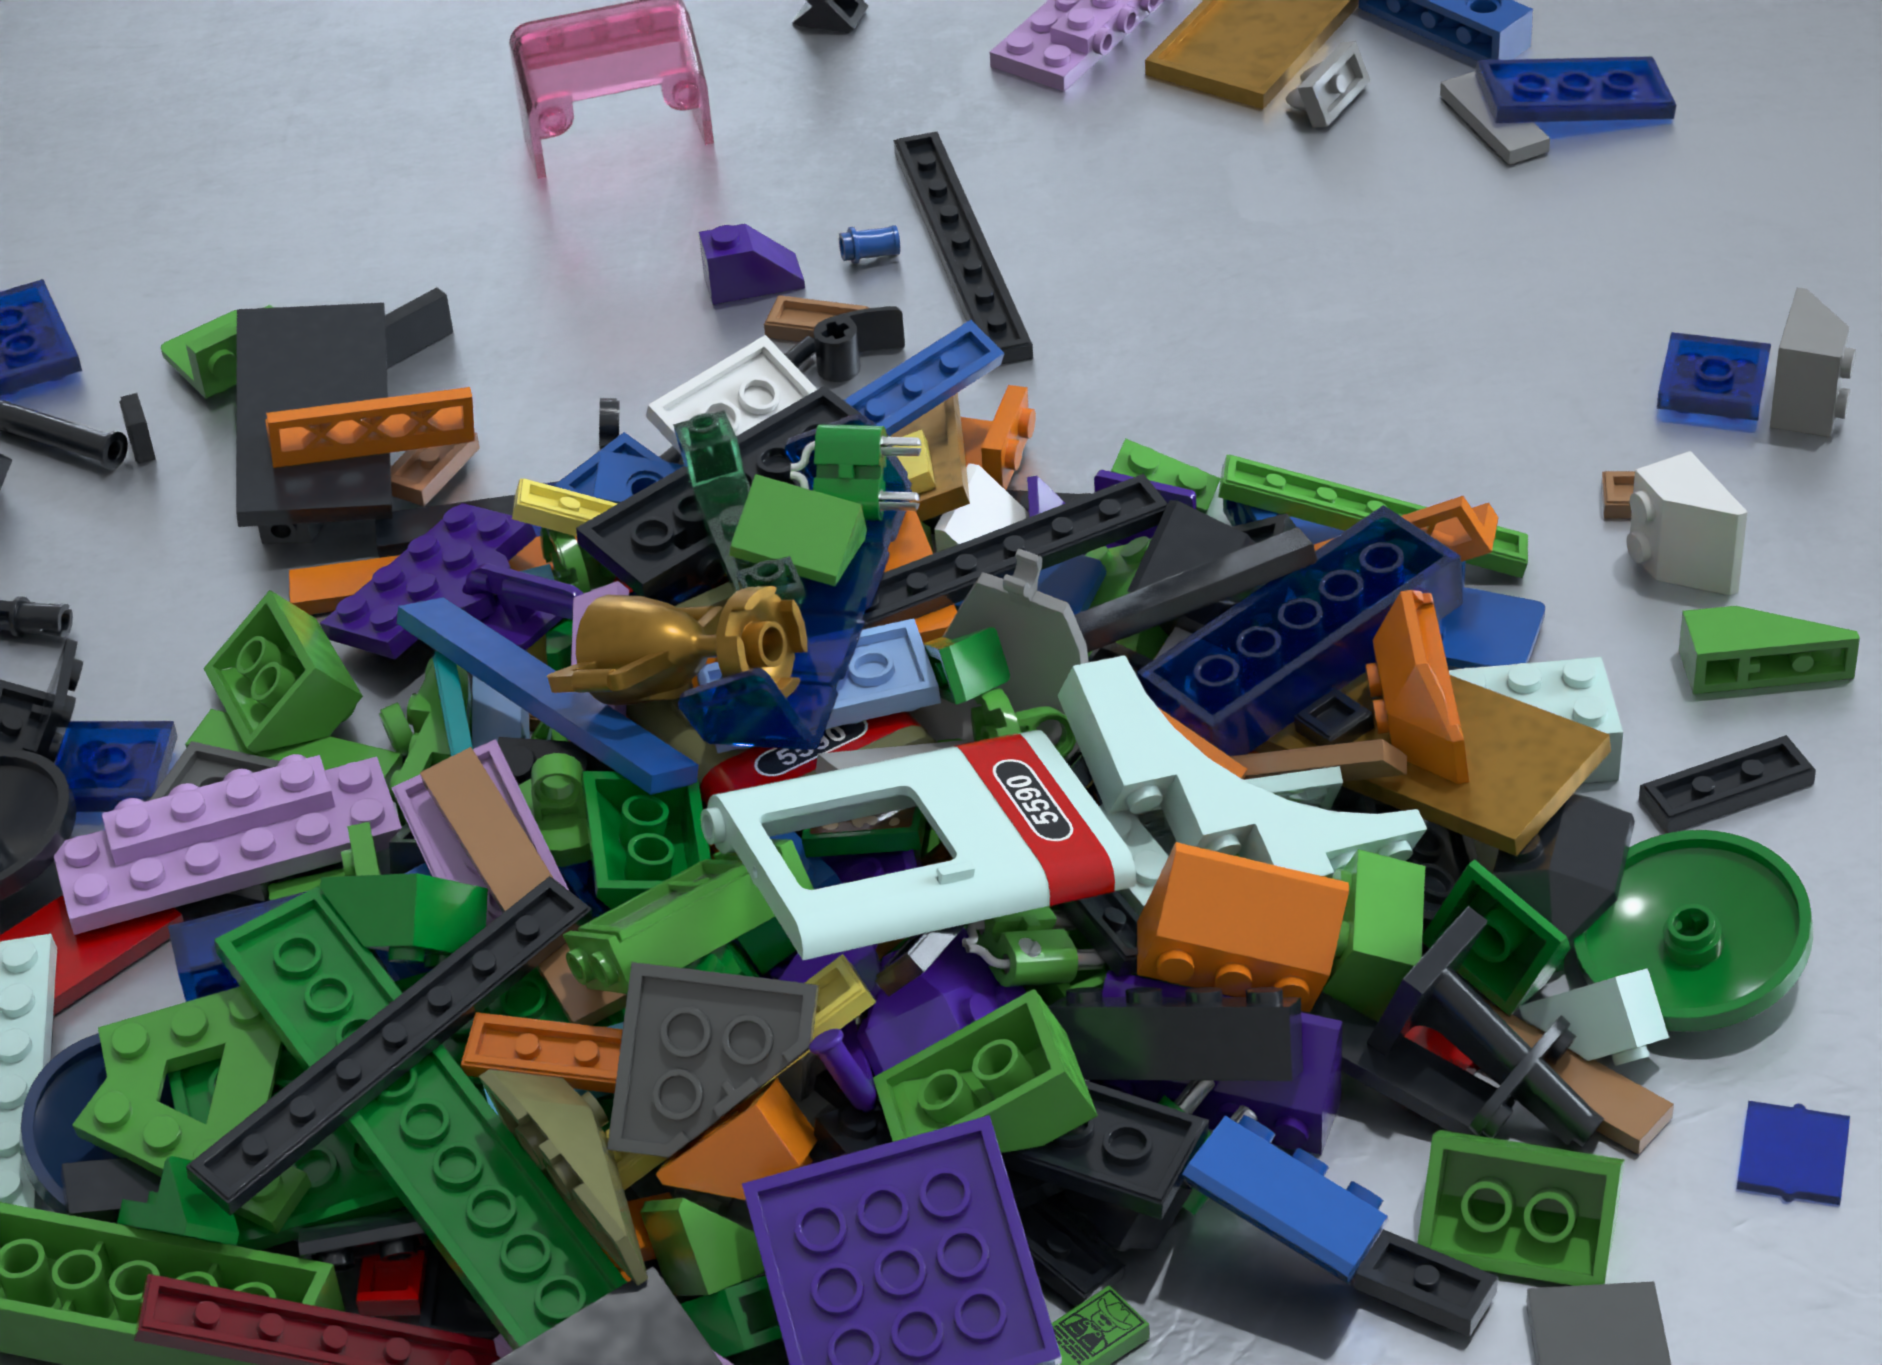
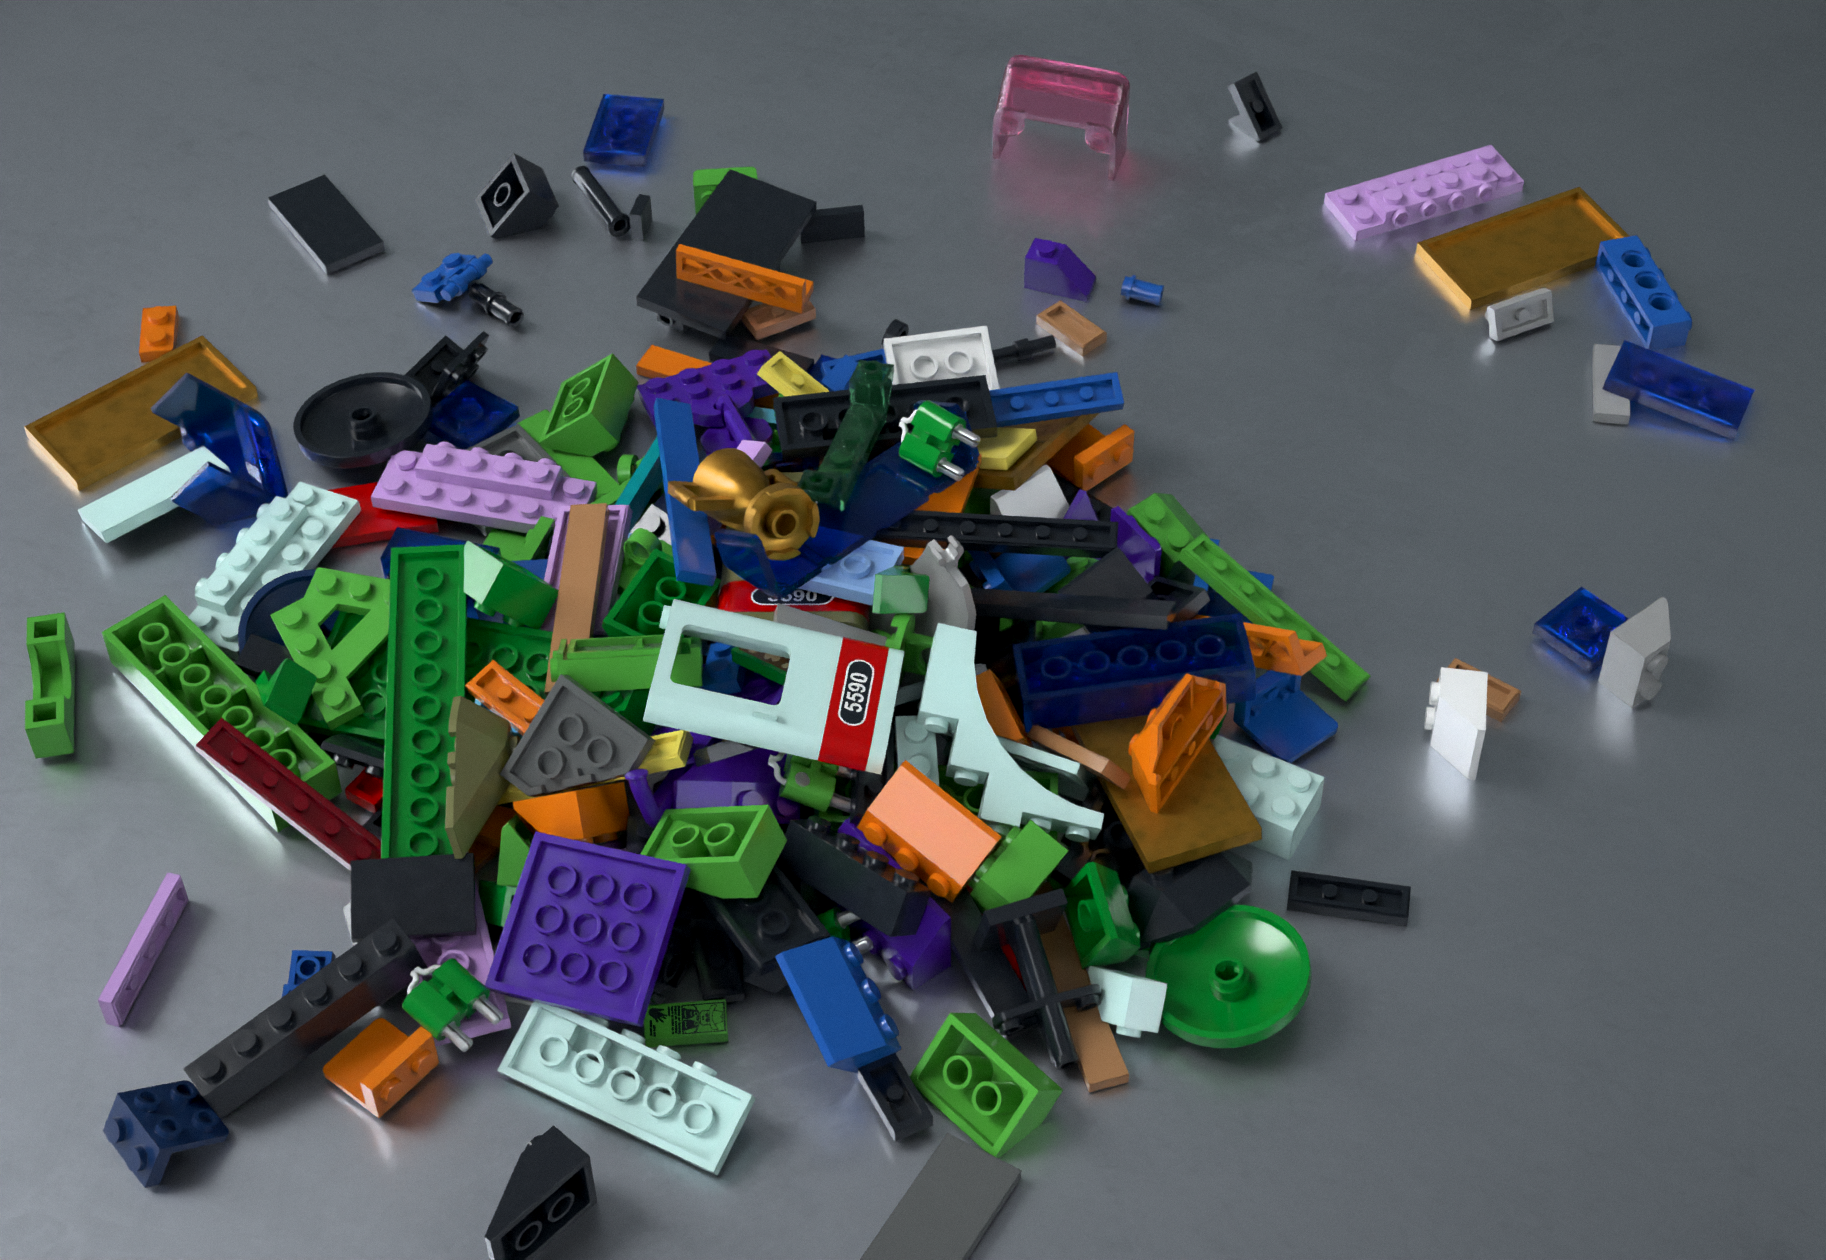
camera: 30 degrees right, 5 degrees up
(386, 1046) = (435, 654): black tile -> none
(796, 522) = (866, 463): bright green slope -> none
(846, 335) = (1069, 345): black panel -> none
(961, 244) = (1197, 320): black tile -> none
(1333, 720) = (1115, 733): black tile -> none
(1761, 649) = (1439, 821): bright green slope -> none
(1794, 1152) = (1178, 1142): clear blue piece -> none

